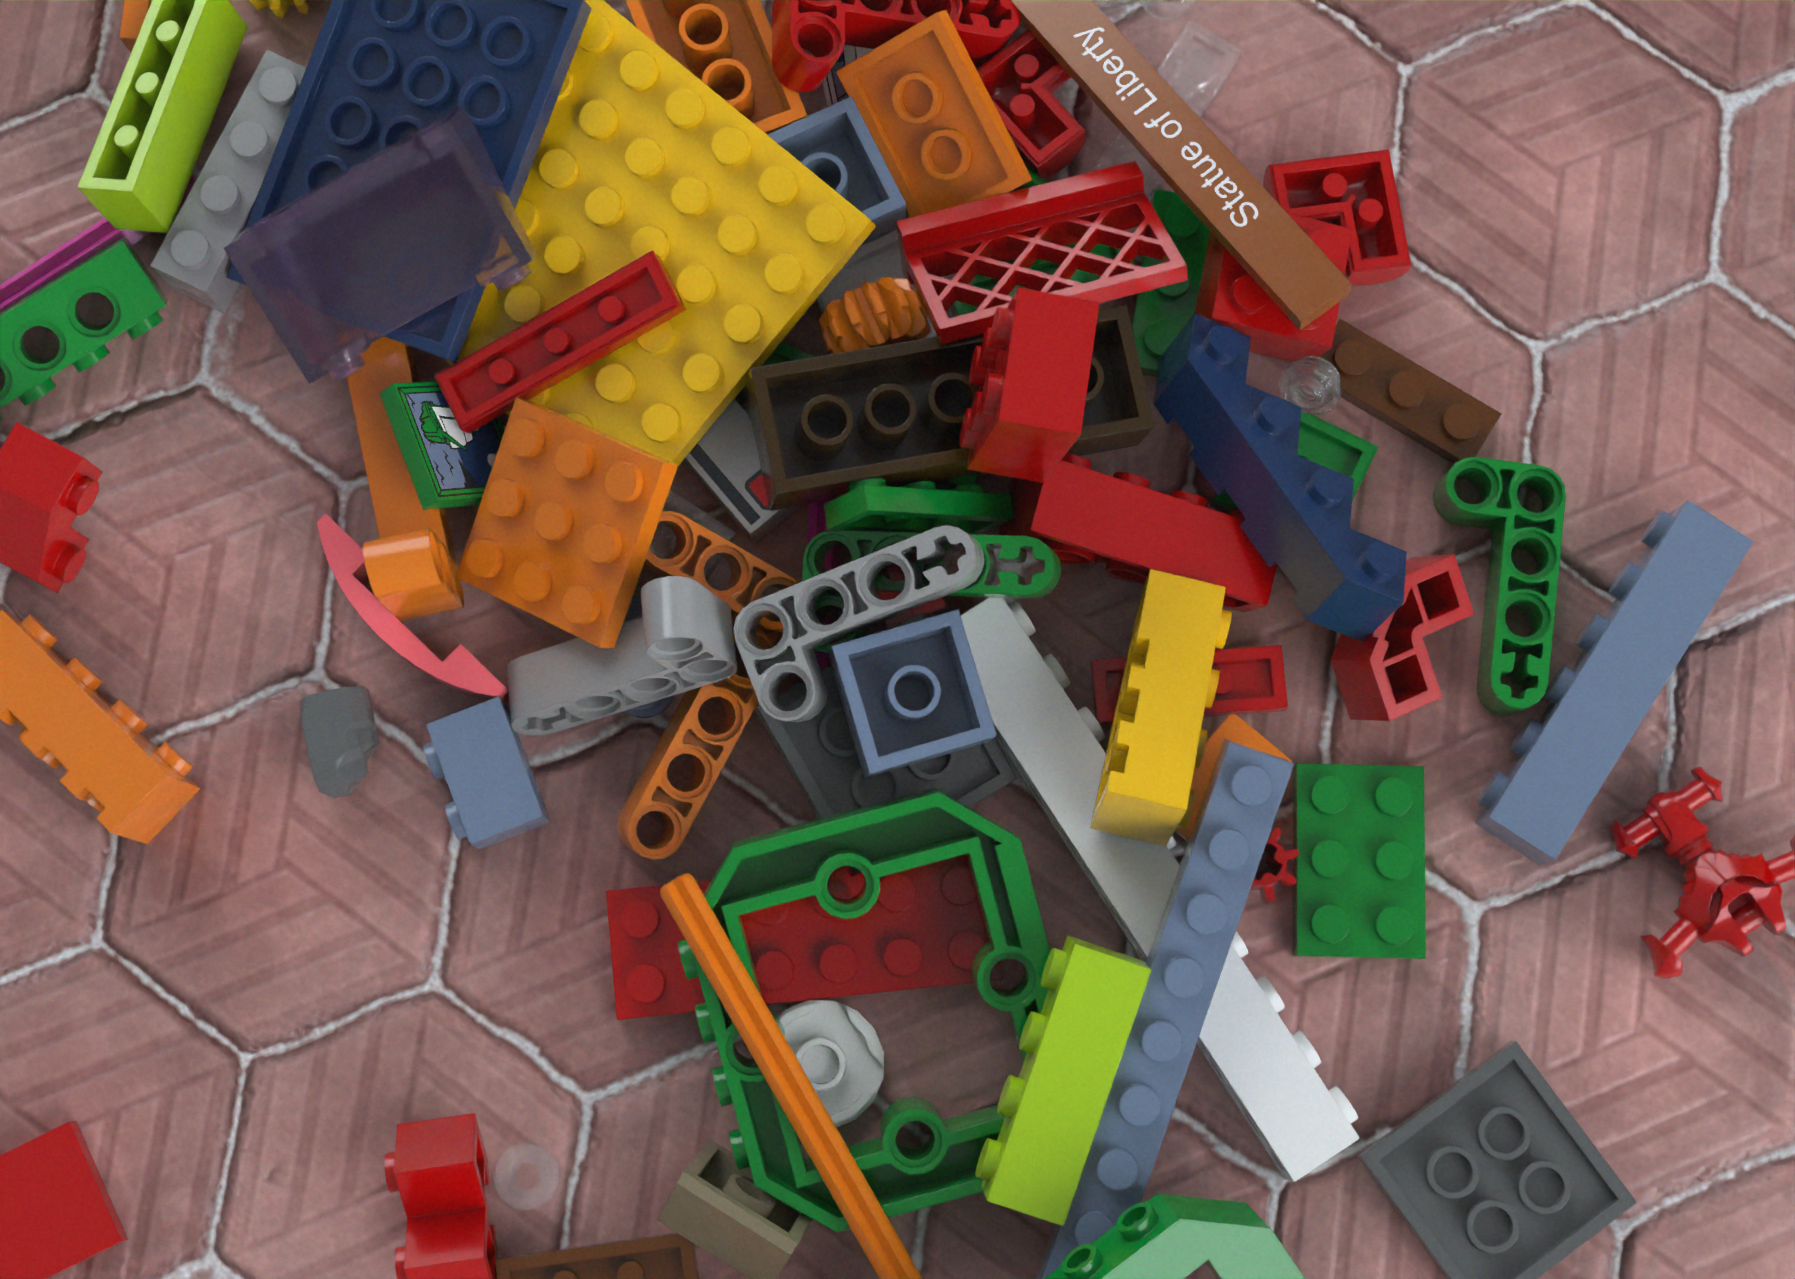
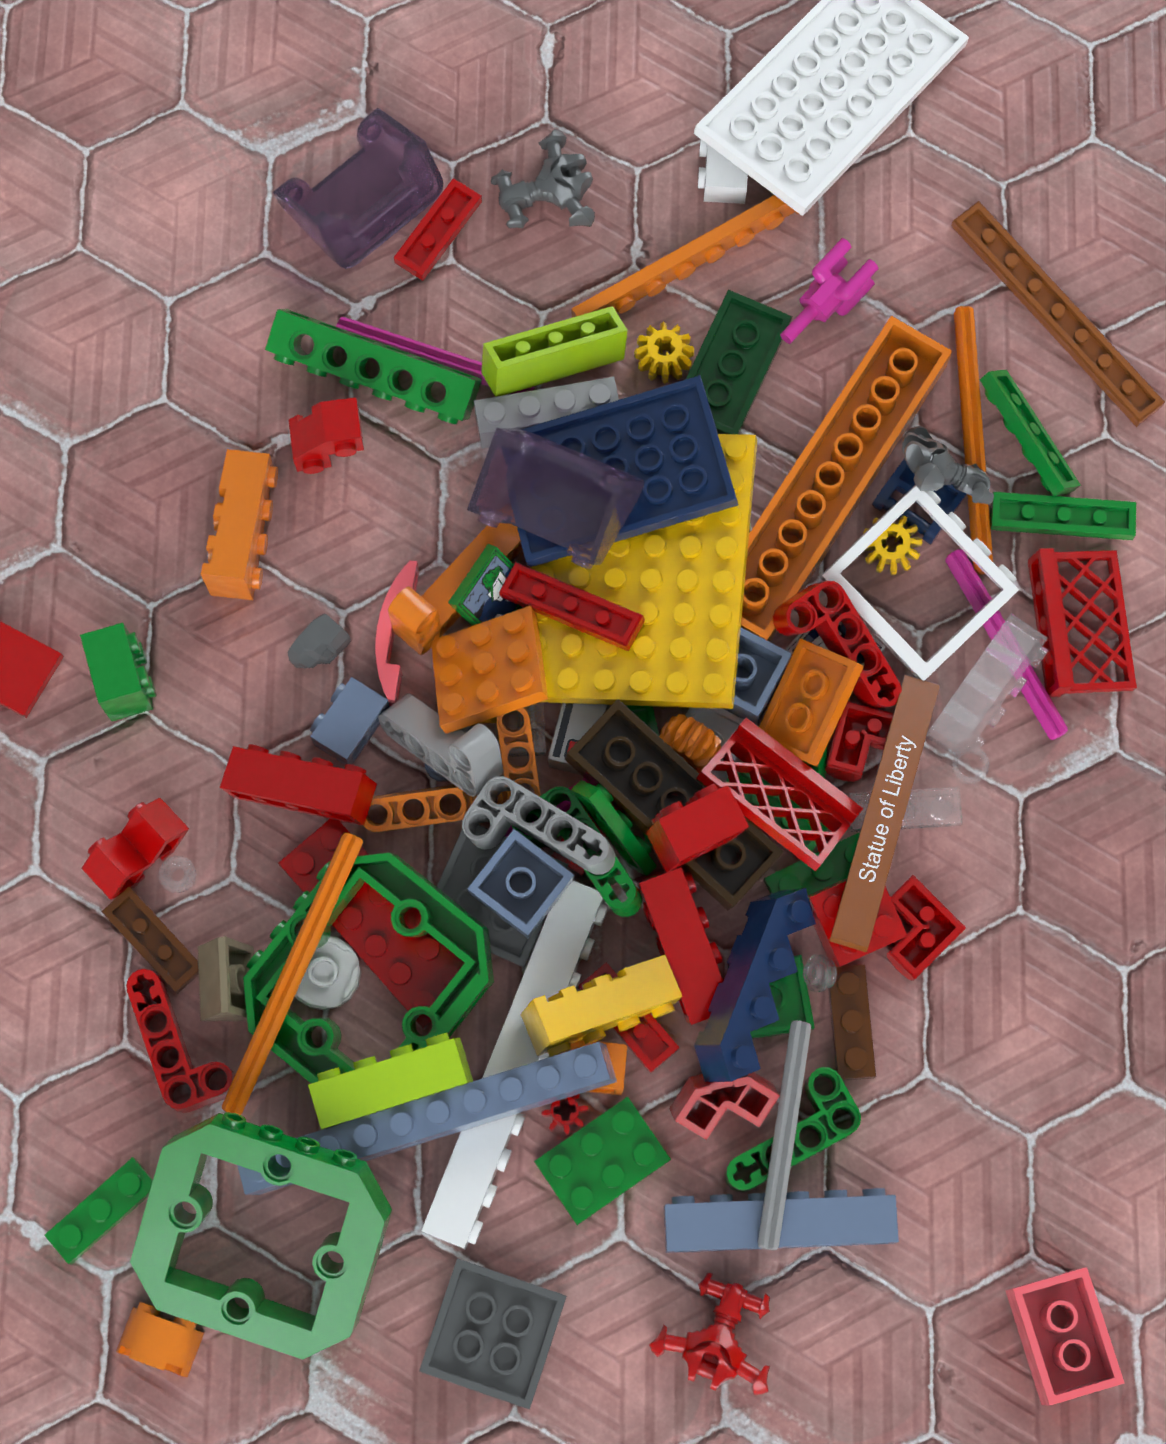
camera: 55 degrees right, 5 degrees down
(160, 1058) = (117, 671): none -> green brick
(529, 909) = (299, 784): none -> red brick
(1511, 588) = (784, 1135): none -> light grey axle

